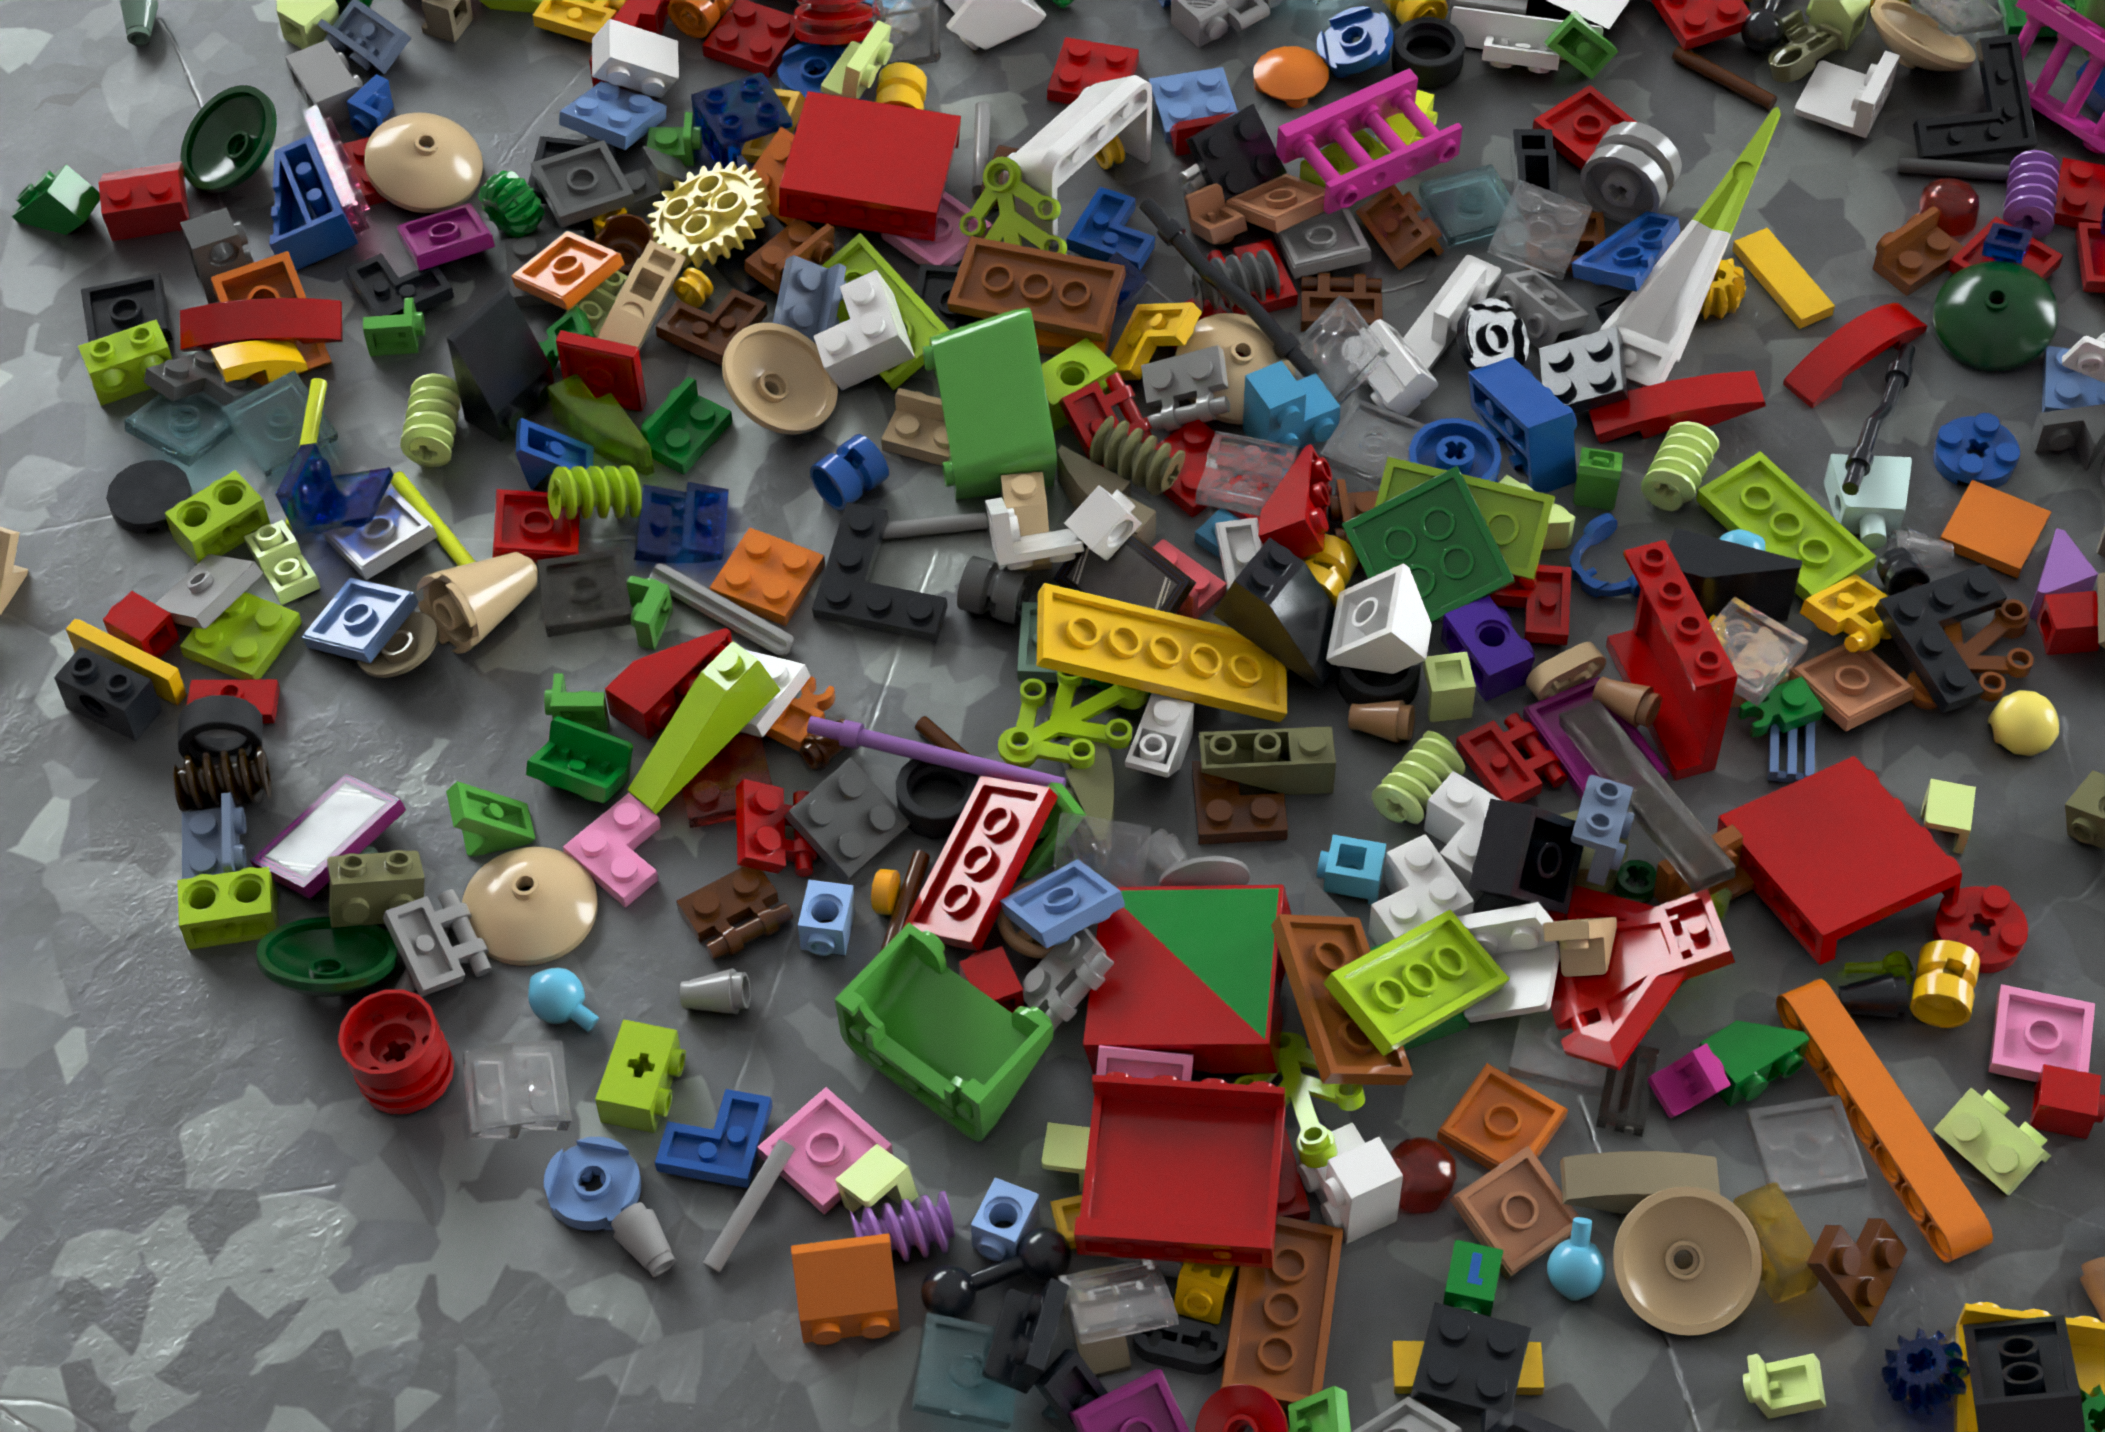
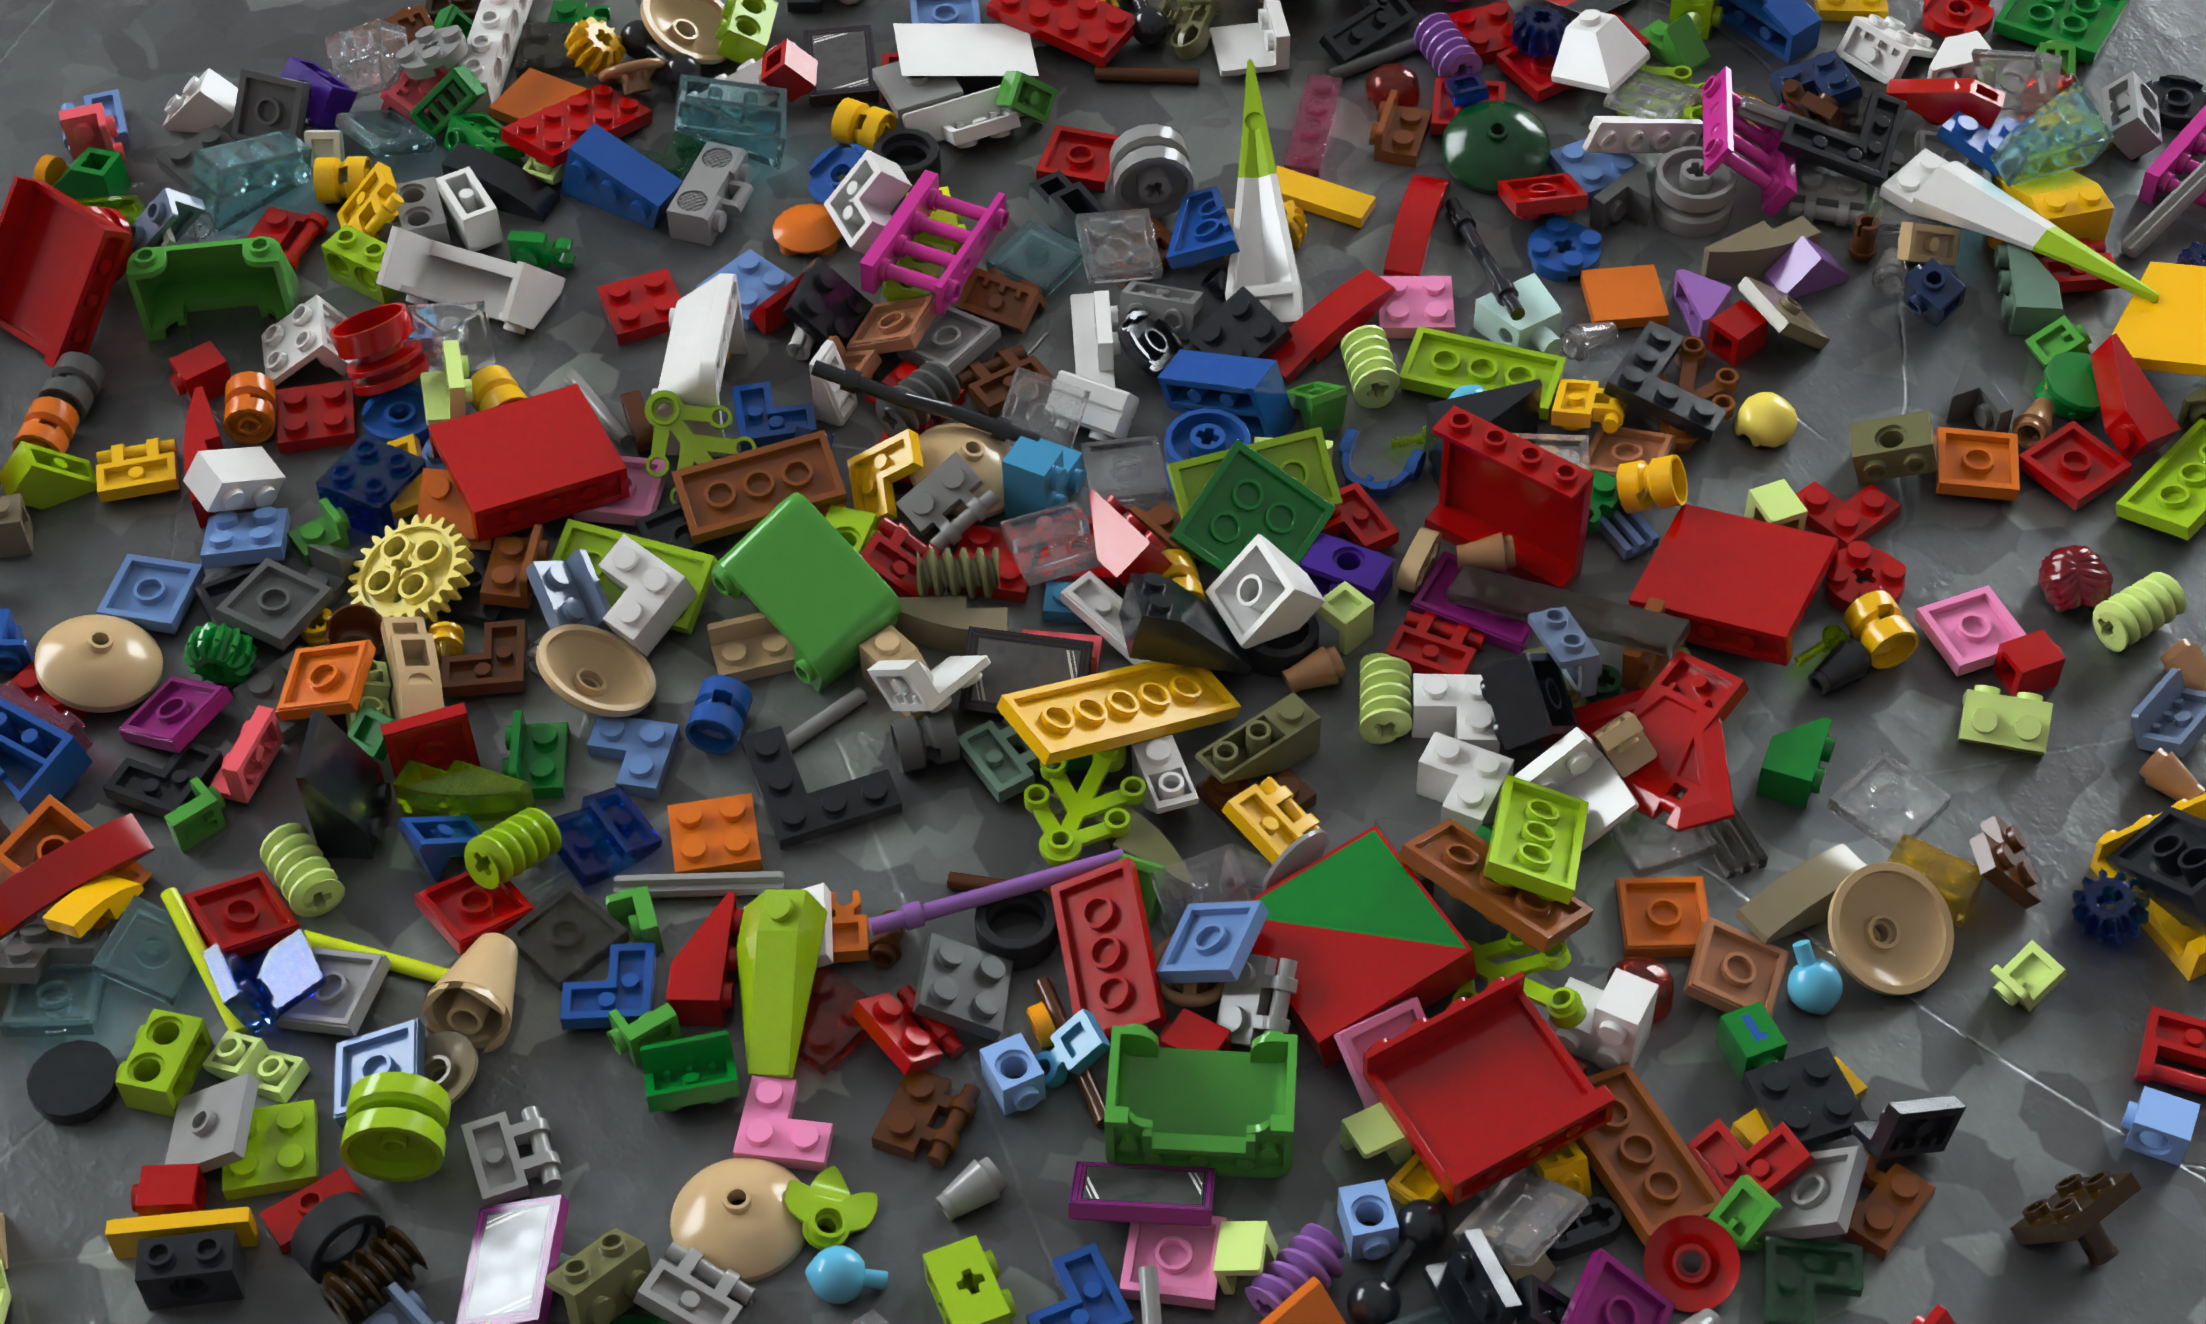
camera: 35 degrees left, 5 degrees down
(326, 670) = (395, 1127): none -> lime wheel
(362, 431) = (241, 914): none -> red plate
(387, 746) = (496, 1160): none -> light grey plate
(461, 301) = (250, 756): none -> coral bracket
(489, 819) = (649, 1170): bright green slope -> none
(508, 124) = (152, 592): none -> medium blue plate
(587, 666) = (628, 989): none -> blue plate
(601, 934) = (831, 1205): none -> lime plate
(774, 469) = (643, 747): none -> medium blue plate
(840, 1081) = (1142, 1193): none -> tile
(886, 924) = (1076, 1048): none -> dark azure plate
(1104, 521) = (988, 630): white brick -> none
(1187, 217) = (829, 401): none -> white slope
(1206, 828) = (1269, 817): none -> yellow plate
(1350, 67) = (866, 198): none -> white brick
(1352, 867) = (1394, 791): medium azure brick -> none
(1372, 1392) = (1770, 1162): none -> red plate
(1689, 1081) = (1774, 800): dark pink bracket -> none
(1784, 431) = (1417, 302): none -> bright pink plate
(1834, 720) = (1658, 483): none -> yellow wheel
(1839, 206) = (1313, 124): none -> clear pink plate
(1886, 1122) = (1930, 750): orange beam -> none
(1901, 570) = (1596, 359): black wheel -> none
(1995, 386) = (1543, 195): none -> red plate
(2019, 865) = (1848, 520): none -> red plate

